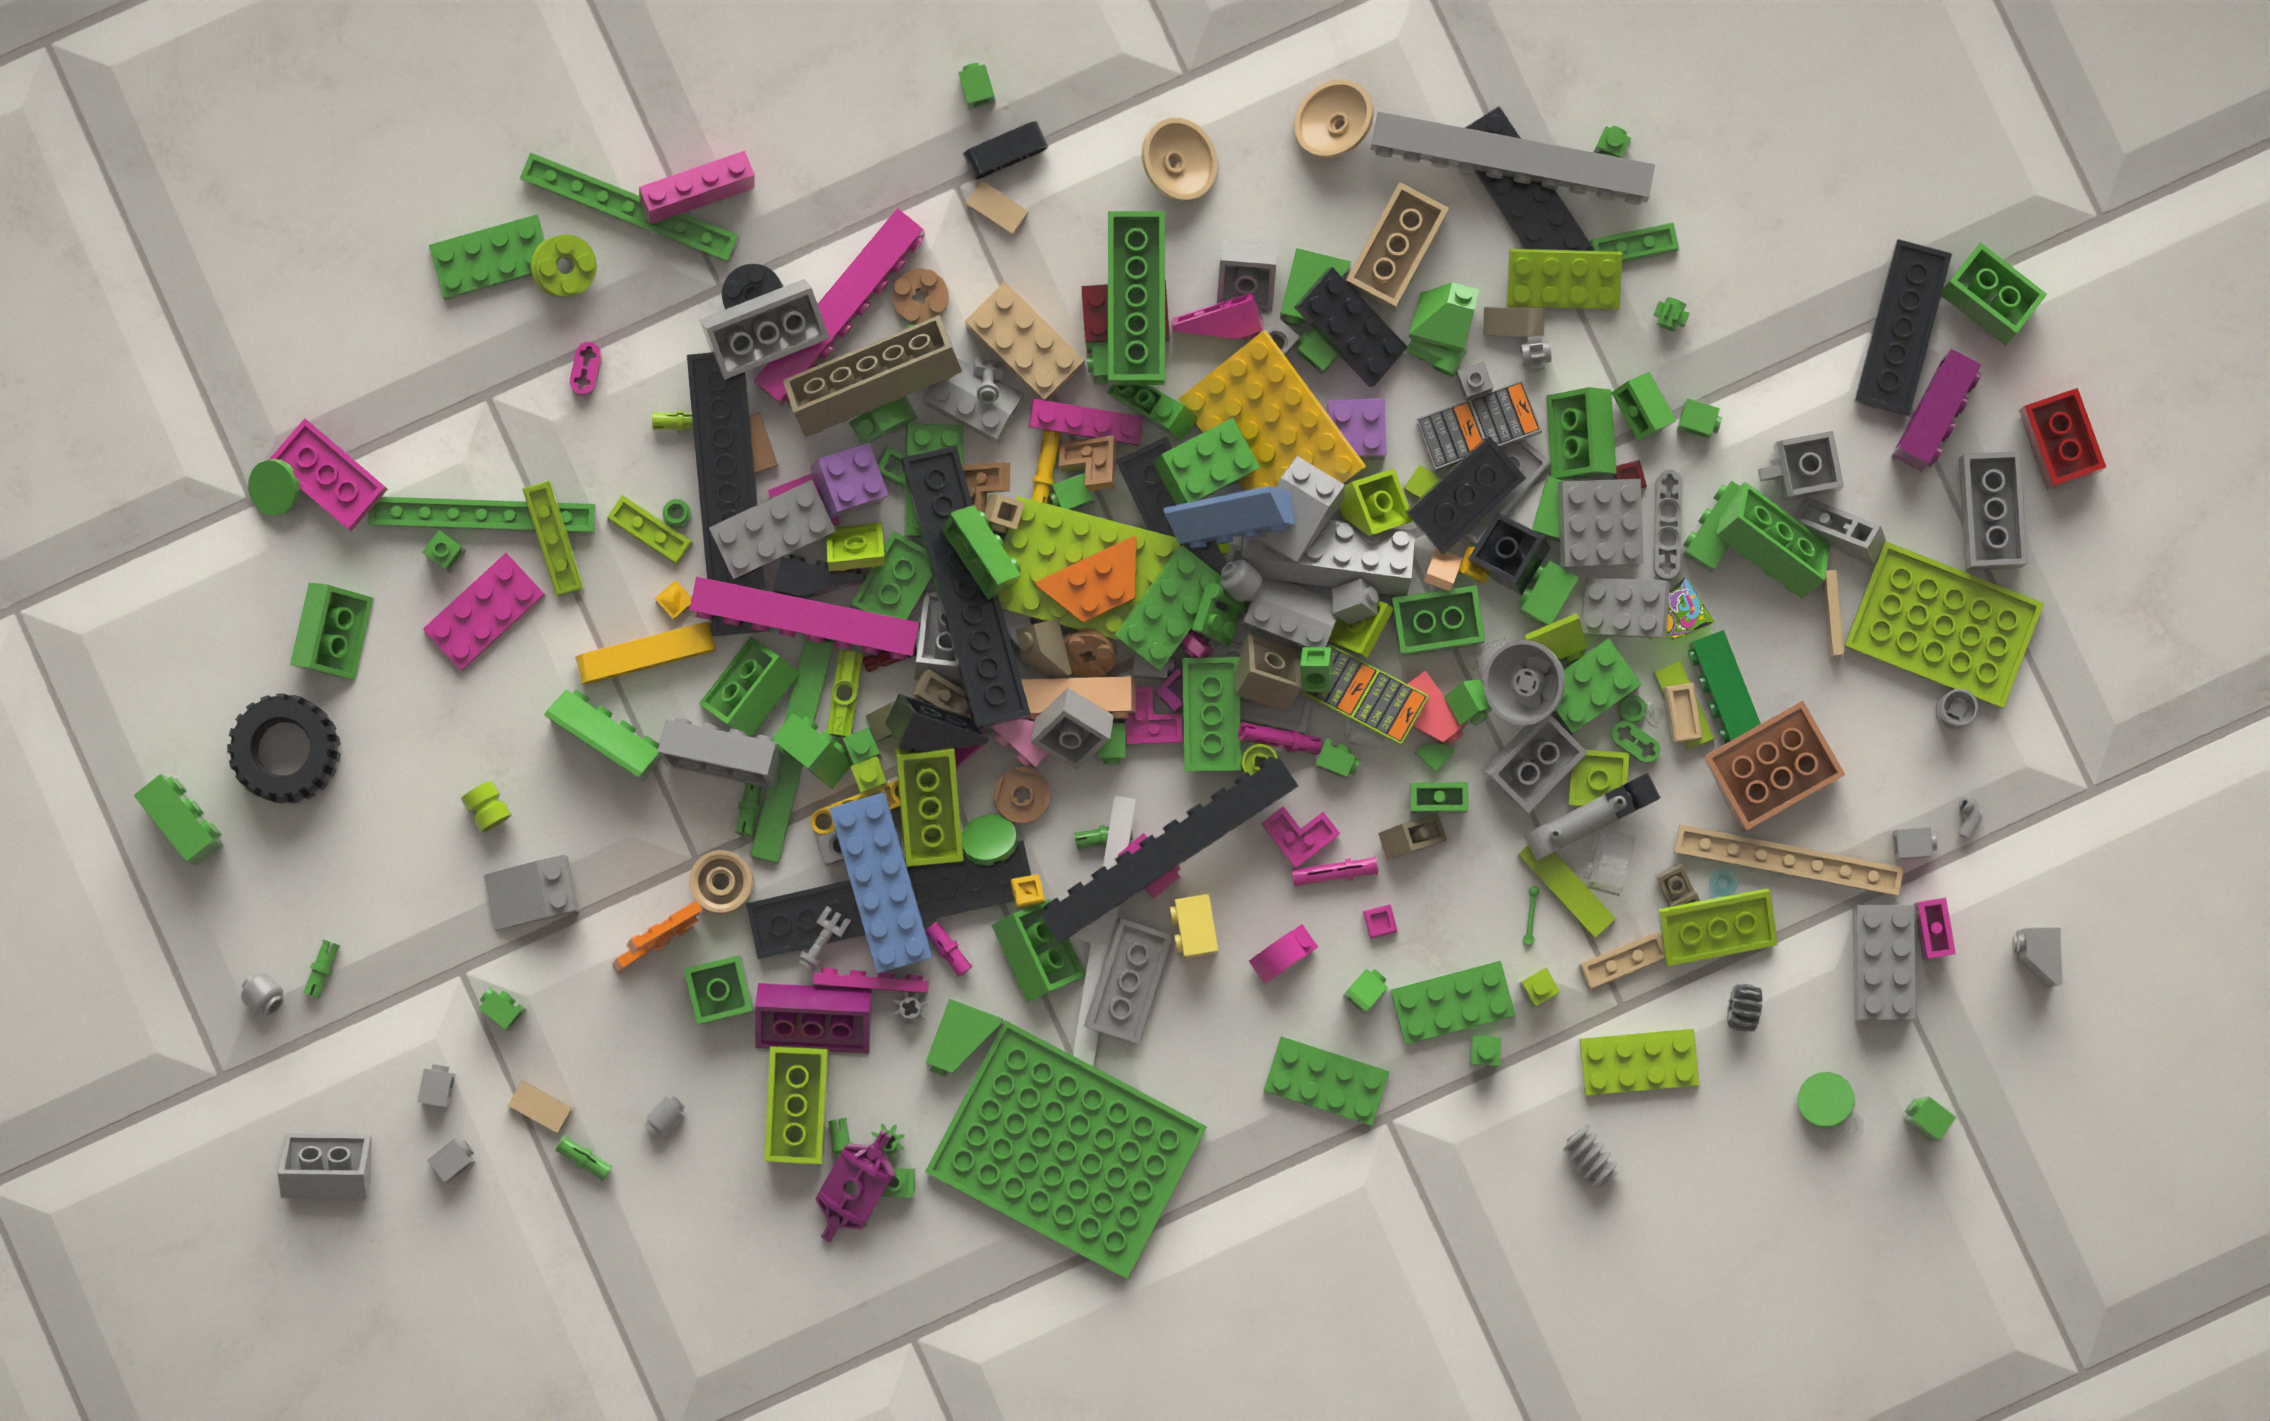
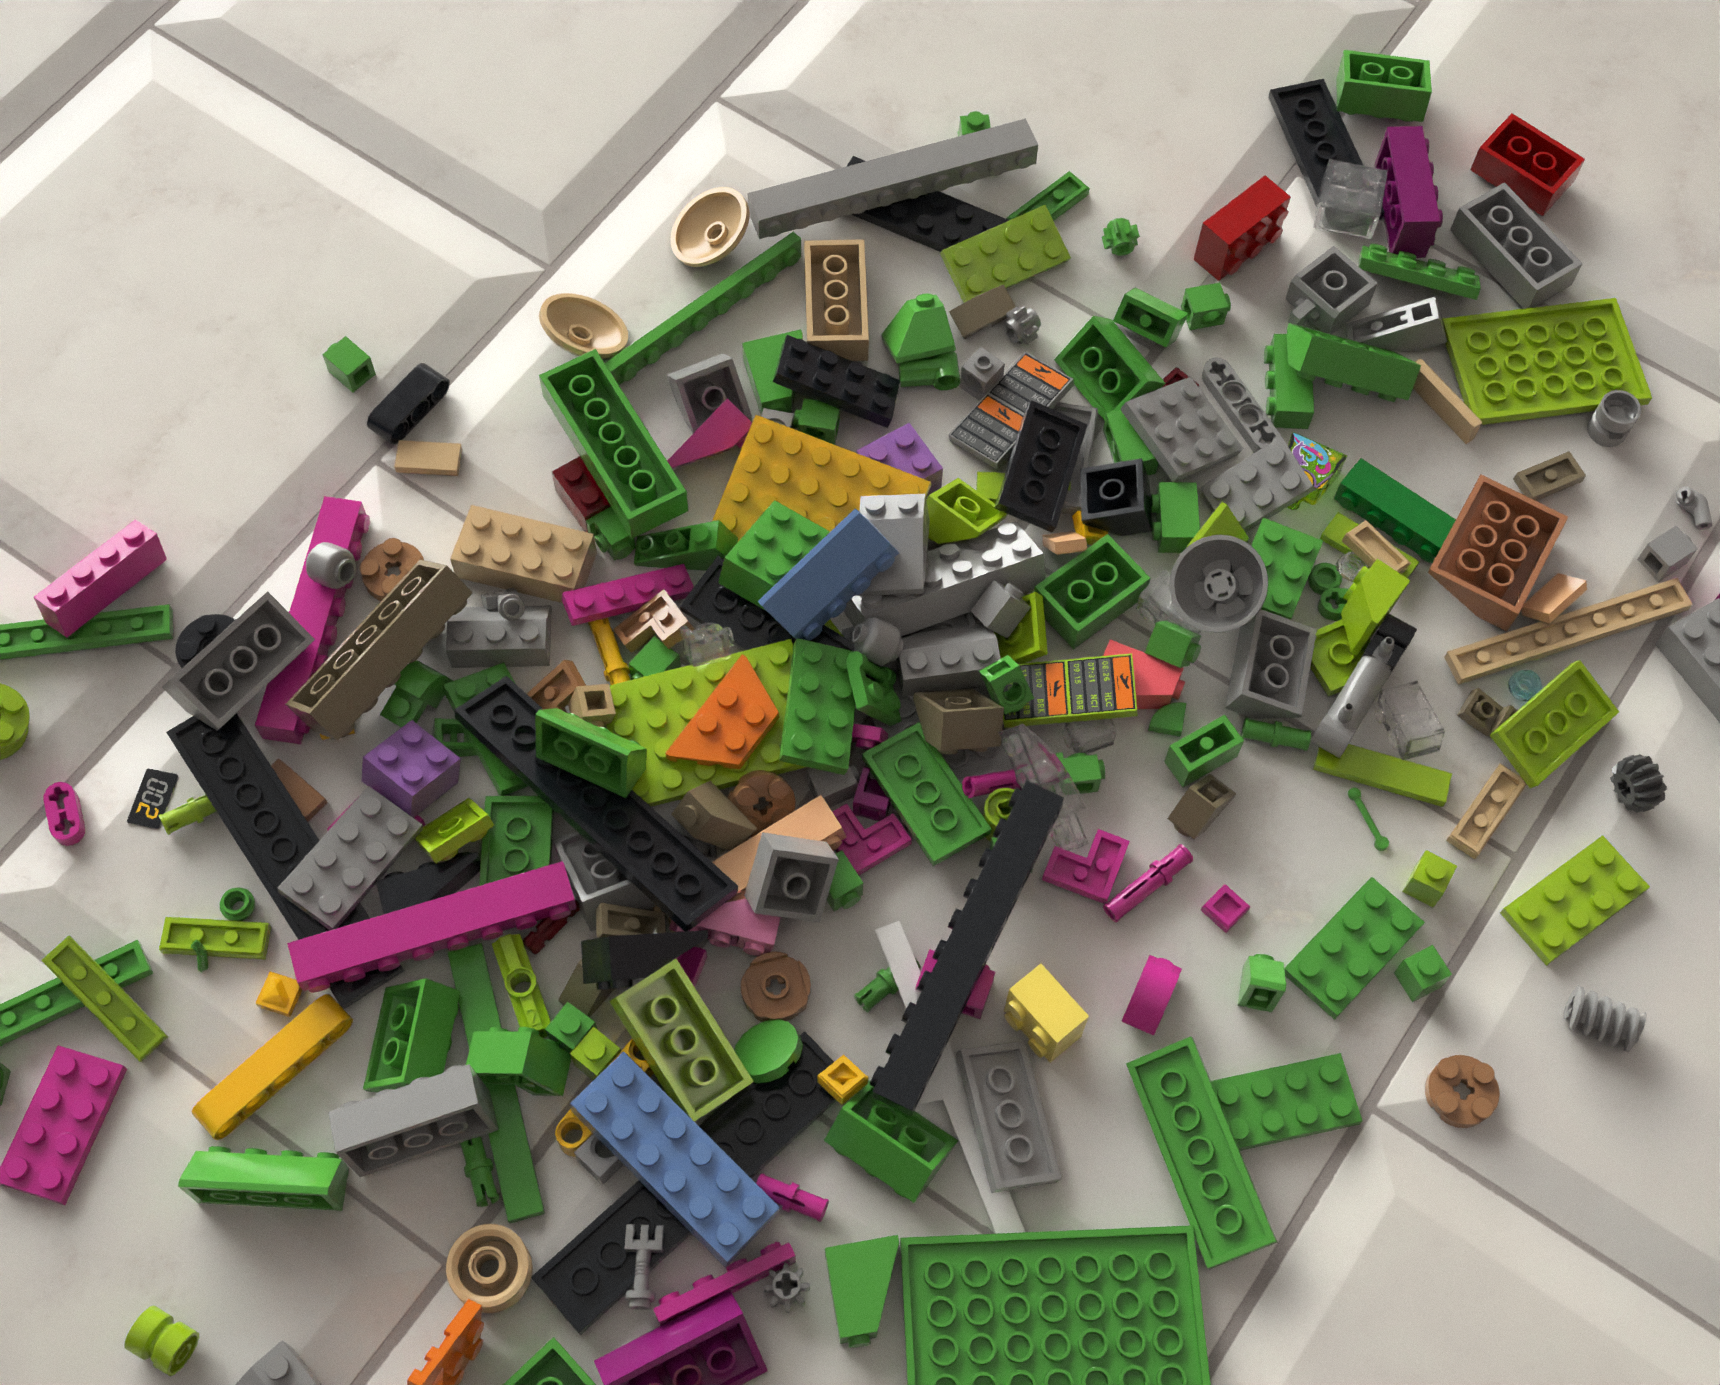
camera: 35 degrees left, 20 degrees down
(634, 539) = (197, 948): none -> bright green leg
(654, 390) = (152, 798): none -> black sticker
(871, 280) = (330, 565): none -> light grey head
(1116, 507) = (706, 643): none -> clear brick
(1244, 1081) = (1201, 1153): none -> bright green plate
(1278, 195) = (705, 308): none -> bright green plate
(1303, 754) = (1038, 764): none -> clear slope
(1474, 1143) = (1476, 1076): none -> medium nougat plate
(1505, 813) = (1276, 734): none -> bright green pin
(1639, 756) = (1370, 601): none -> lime slope
(1773, 368) = (1242, 228): none -> red brick
(1795, 828) = (1554, 598): none -> light nougat tile
(1870, 727) = (1549, 476): none -> dark tan plate
(1880, 392) = (1350, 199): none -> clear brick
(1894, 489) = (1428, 274): none -> bright green plate

